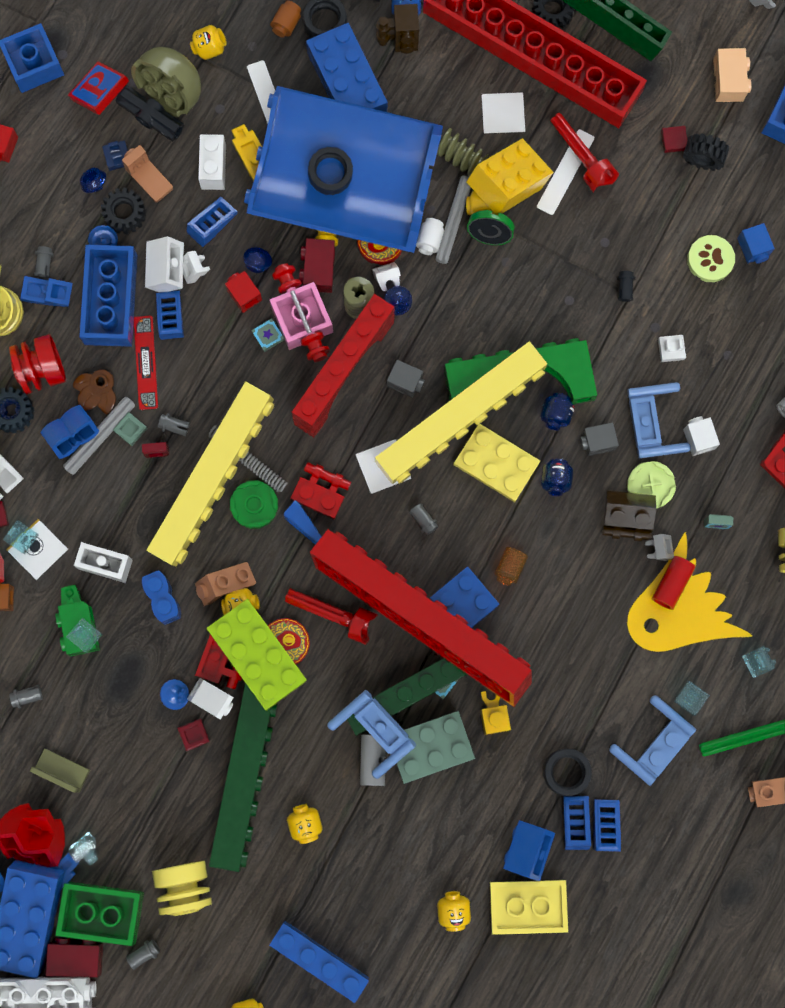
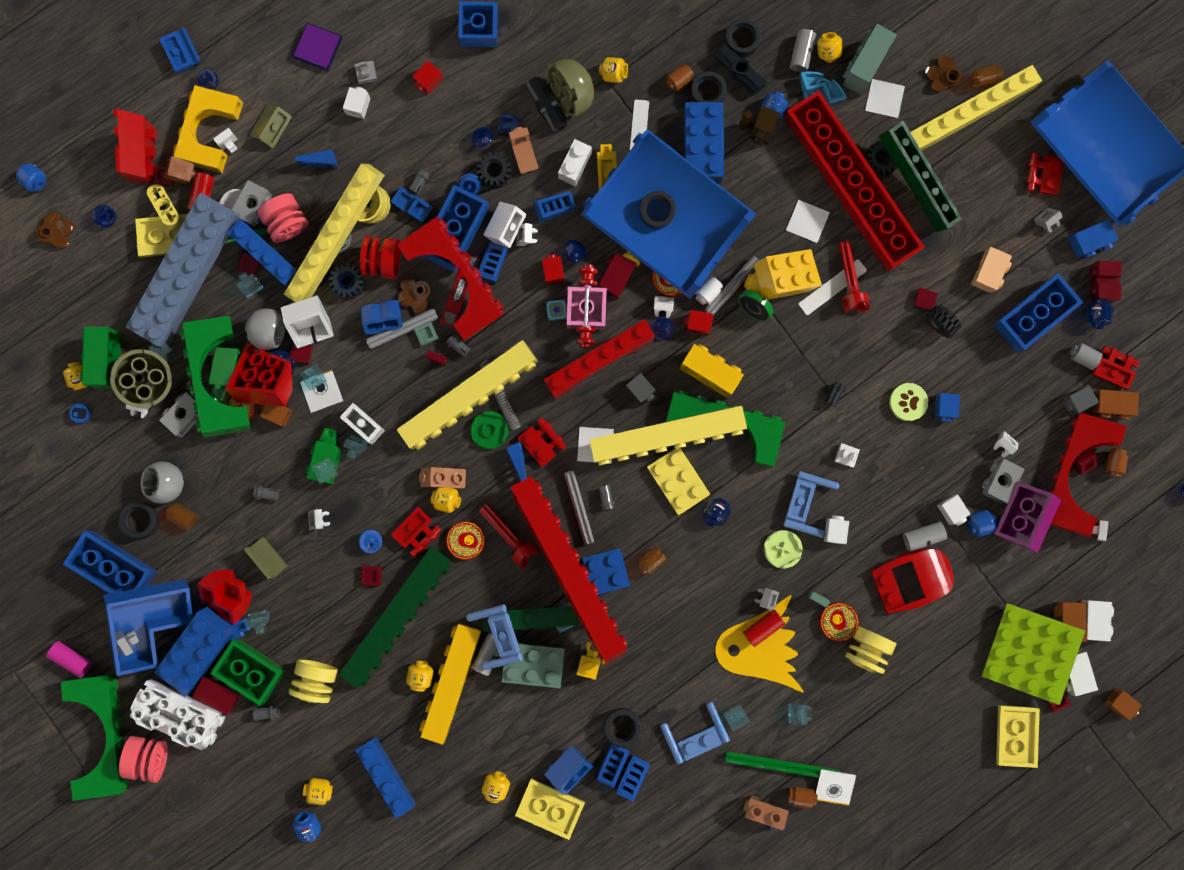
camera: 25 degrees right, 5 degrees up
(92, 312) = (436, 240): none -> red arch
(98, 88) = (517, 69): tile -> none
(98, 698) = (315, 519): none -> tile
(106, 592) = (355, 446): none -> clear light blue tile
(160, 592) = (392, 461): blue brick -> none
(211, 699) = (393, 557): white slope -> none
(256, 654) = (439, 543): lime brick -> none
(344, 815) = (451, 683): none -> yellow brick
(356, 295) = (633, 306): olive piece -> none
(398, 545) = (579, 507): none -> light grey axle
(435, 275) = (698, 322): none -> red brick
(459, 152) = (760, 238): olive piece -> none
(476, 321) = (711, 370): none -> yellow brick
(557, 411) = (739, 464): clear blue head -> none
(599, 439) = (760, 498): dark grey brick -> none
(629, 511) = (755, 564): dark brown brick -> none
(753, 537) = (839, 621): none -> tile

